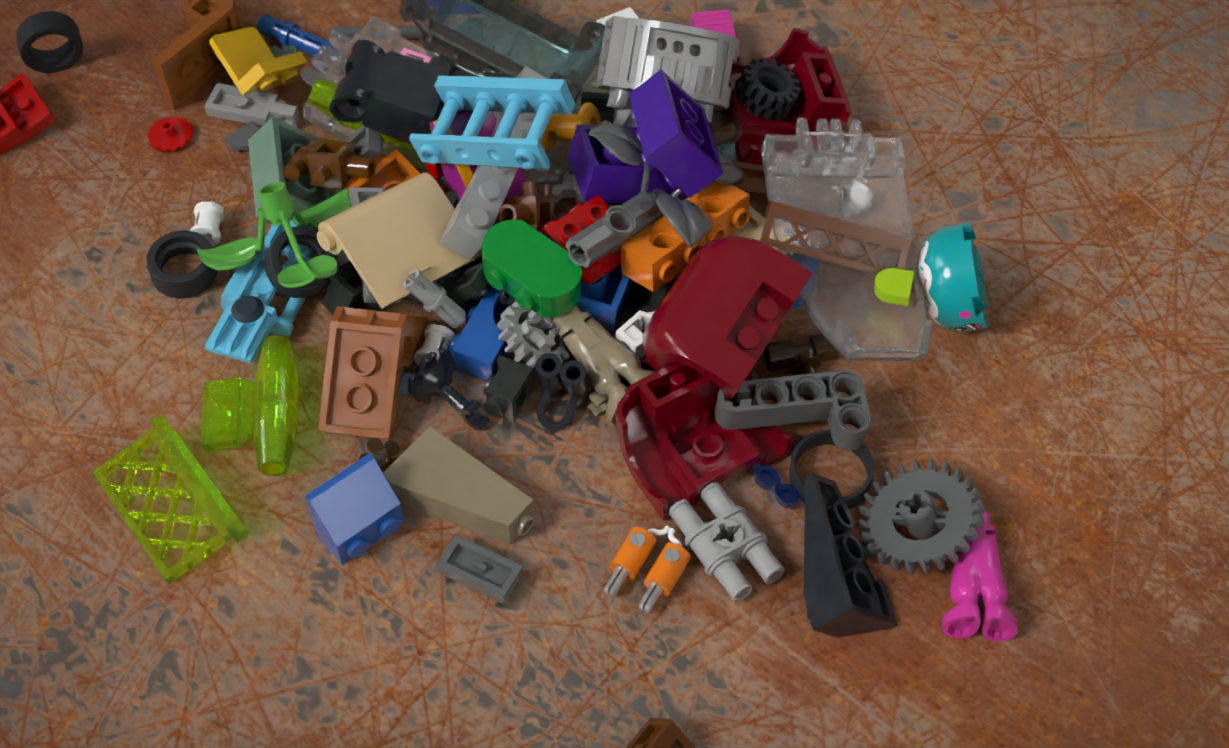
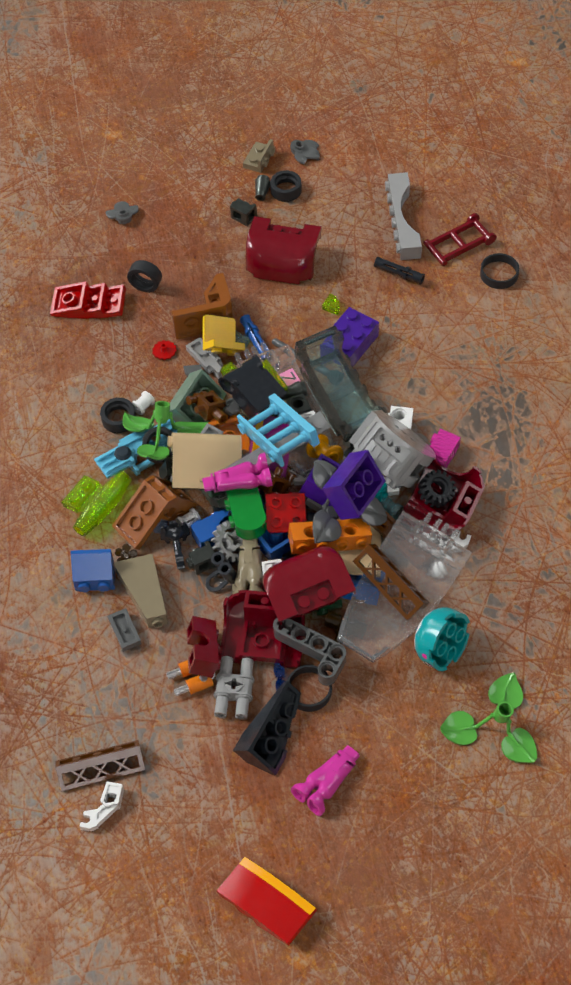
camera: 40 degrees right, 0 degrees up
(200, 488) = (46, 521): clear neon green fence -> none
(434, 299) = (199, 497): light grey axle -> none
(495, 218) = (240, 476): none -> dark pink piece
(613, 229) = (280, 513): dark grey piece -> none
(657, 521) = (204, 654): none -> dark red arch
(894, 286) = (399, 620): lime tile -> none
(911, 504) = (321, 726): dark grey gear -> none
(1094, 304) = (507, 696): none -> bright green plant

